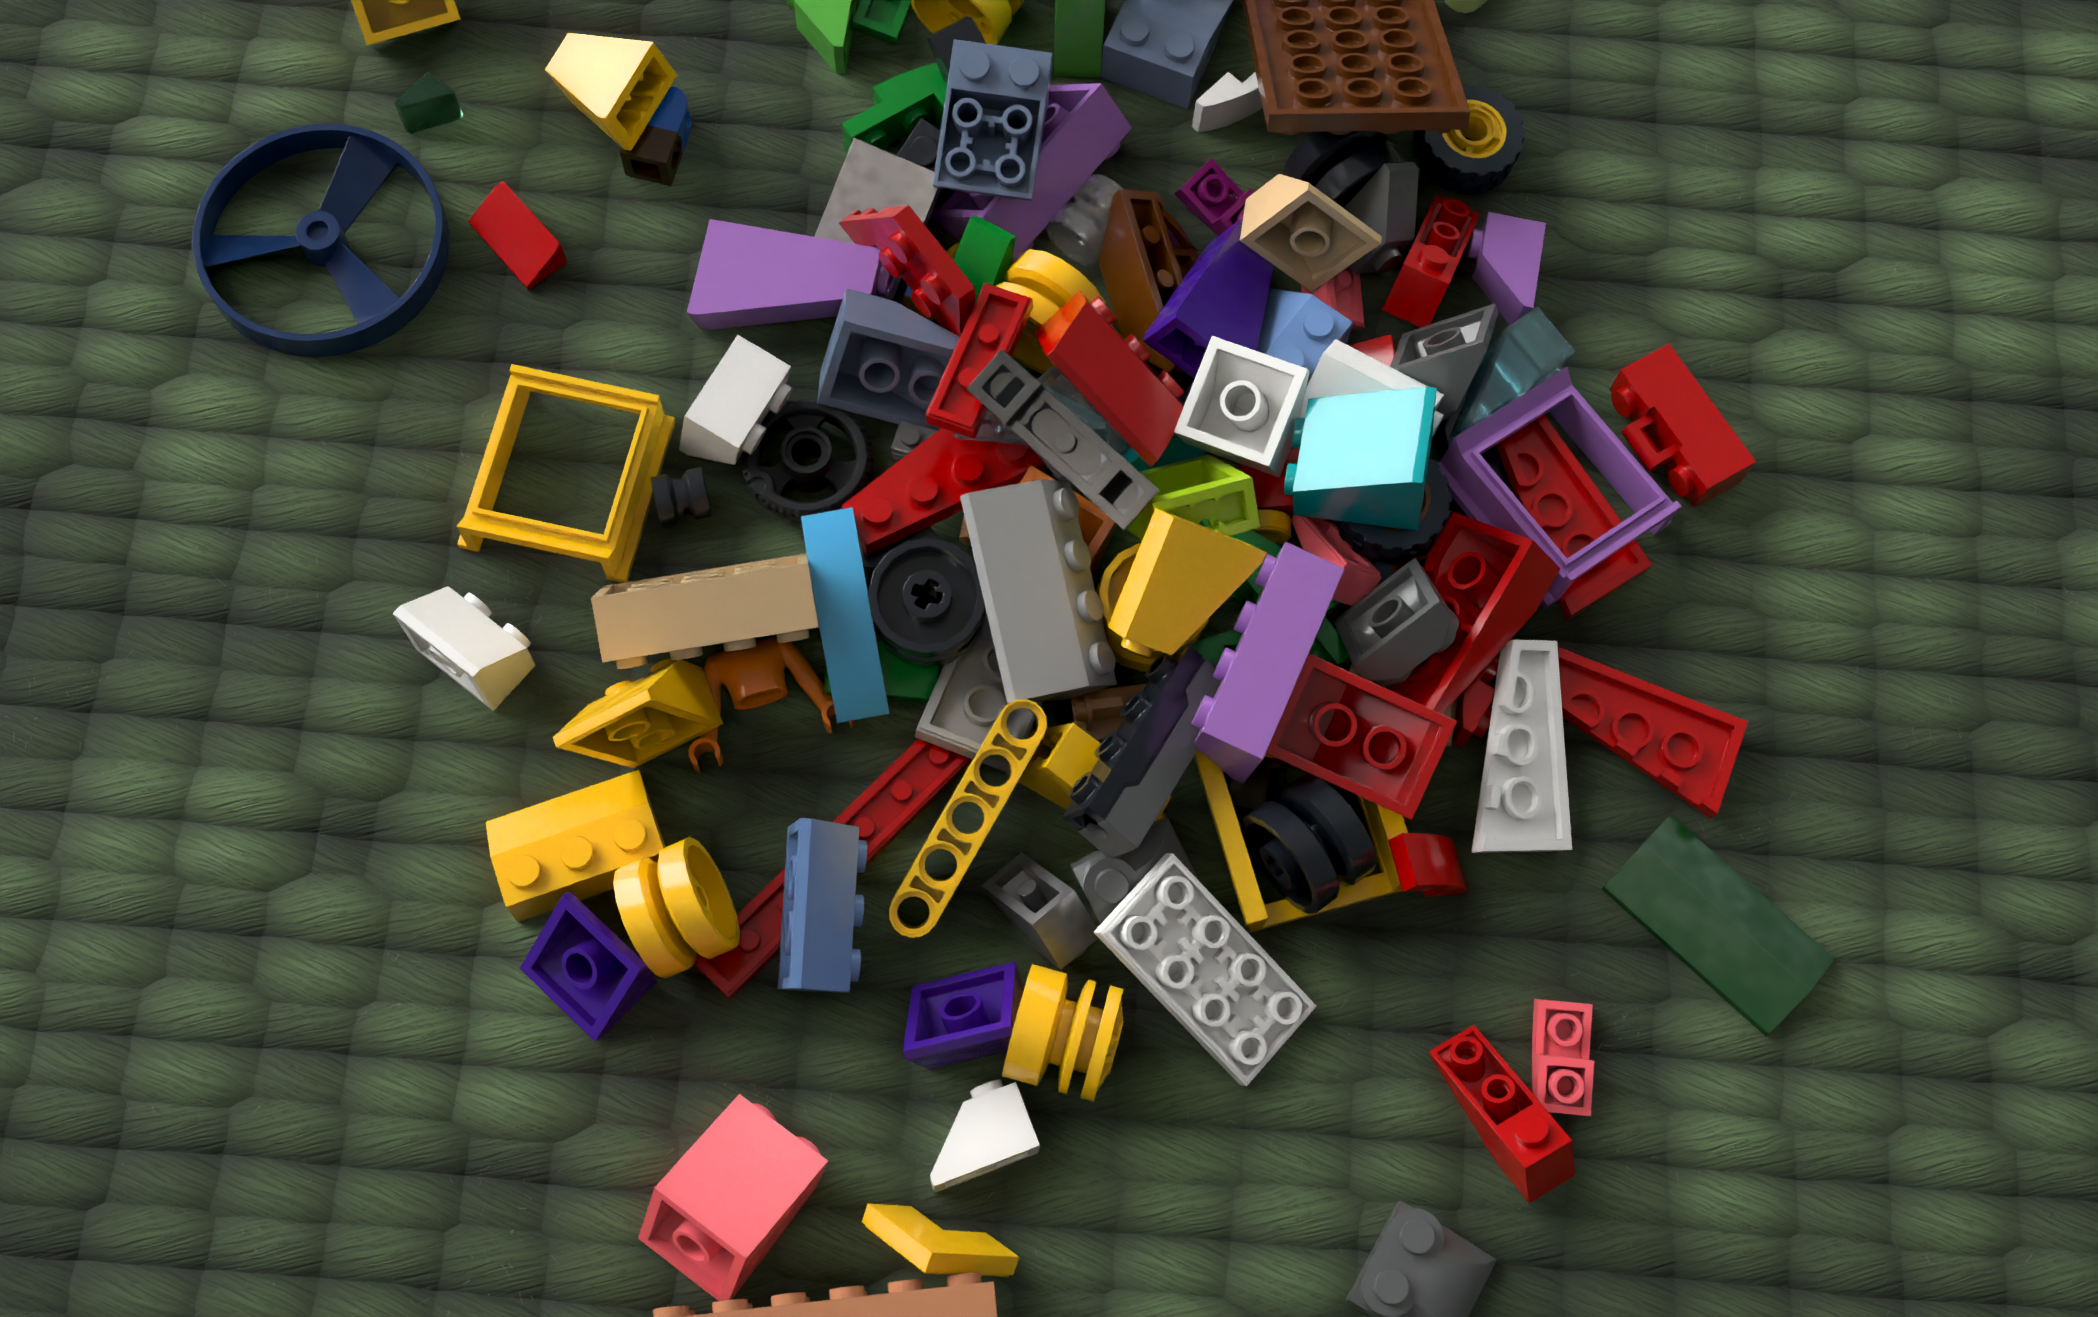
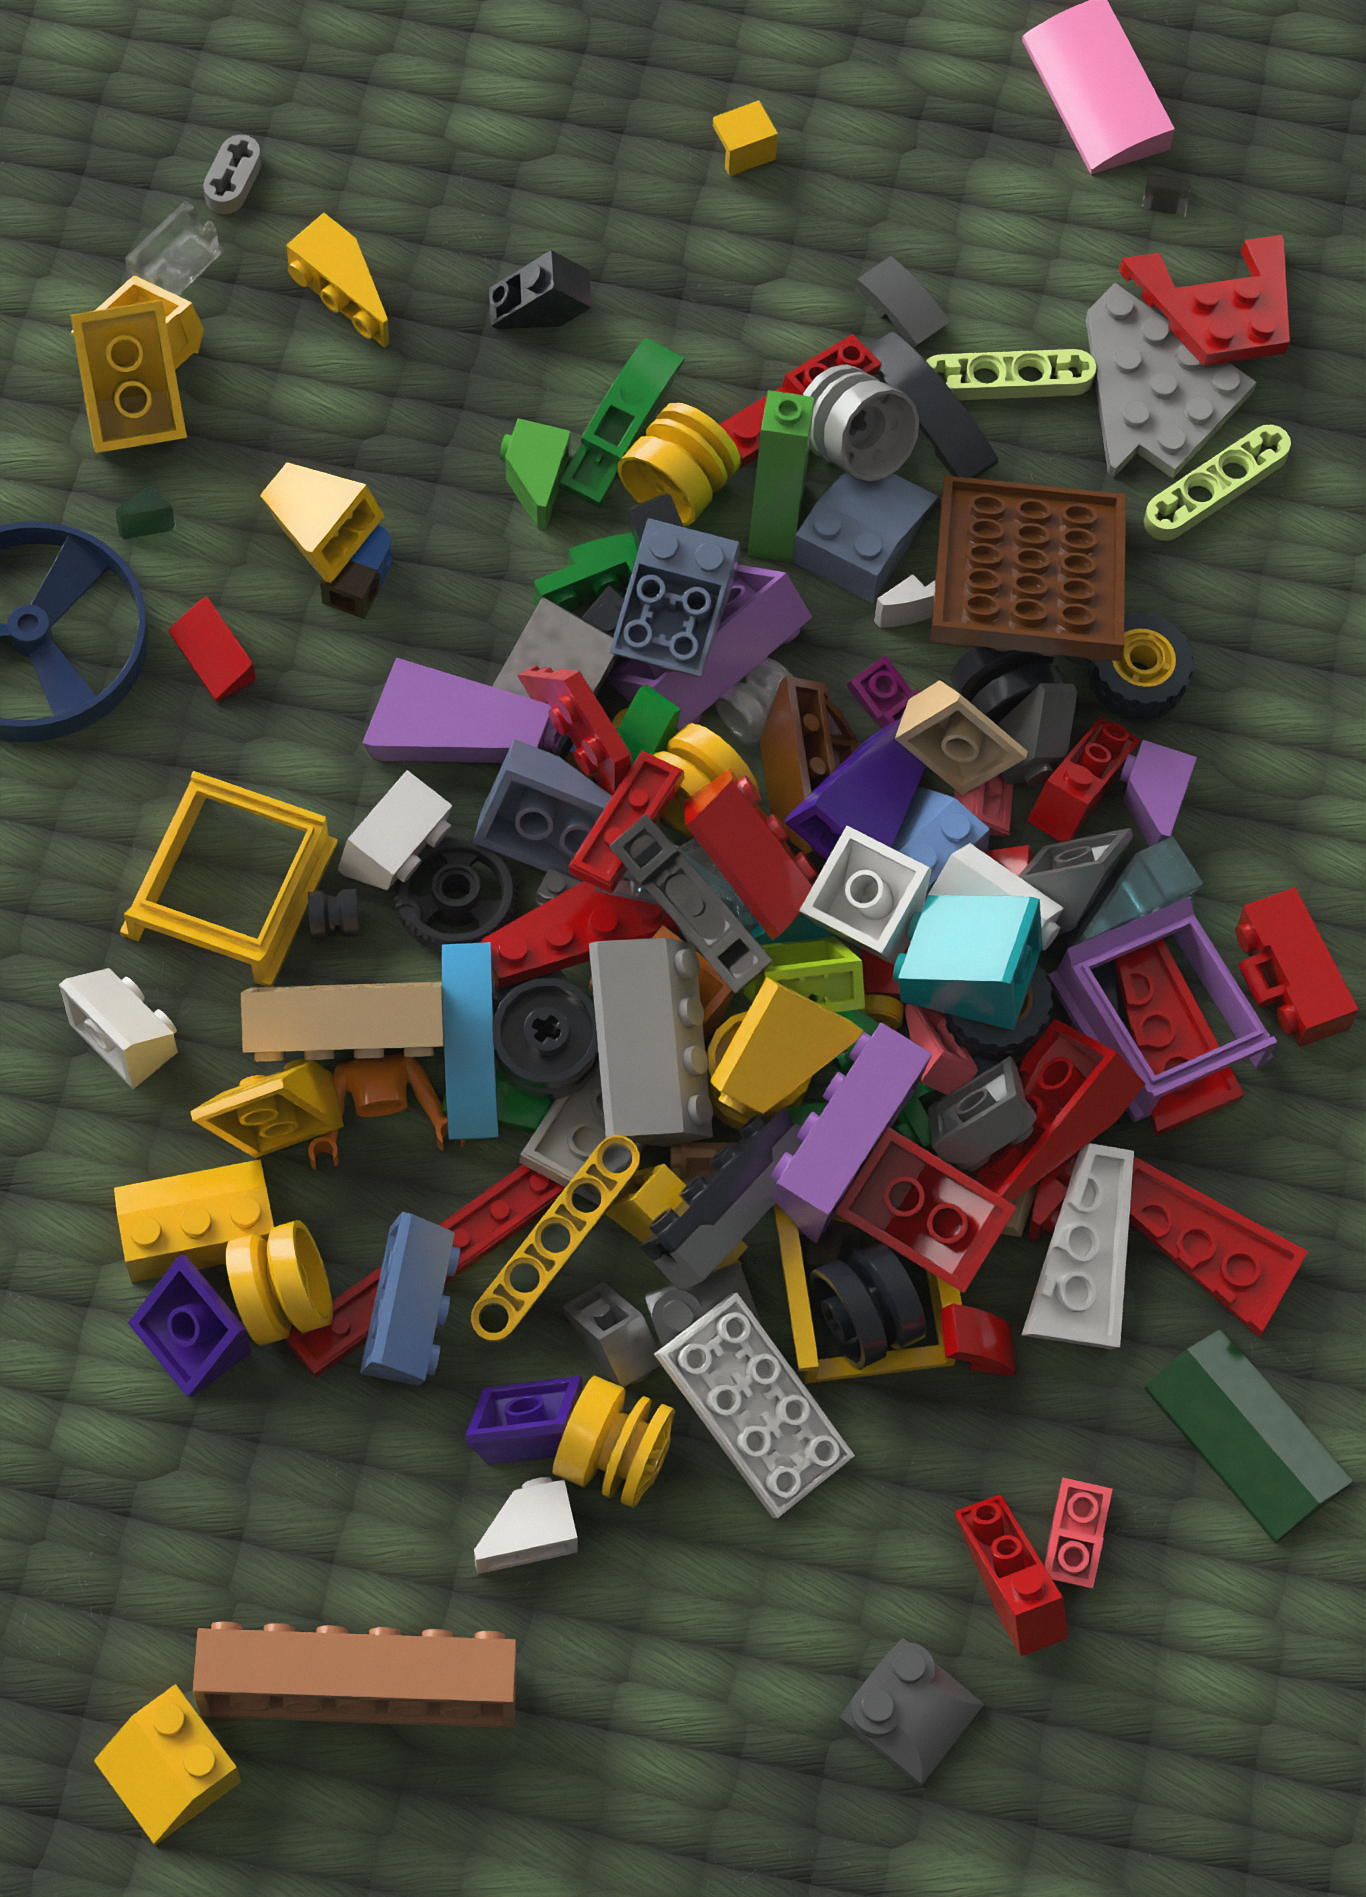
camera: 10 degrees right, 5 degrees down
(731, 1198) = (292, 1546): coral slope -> none
(938, 1249) = (471, 1613): yellow tile -> none

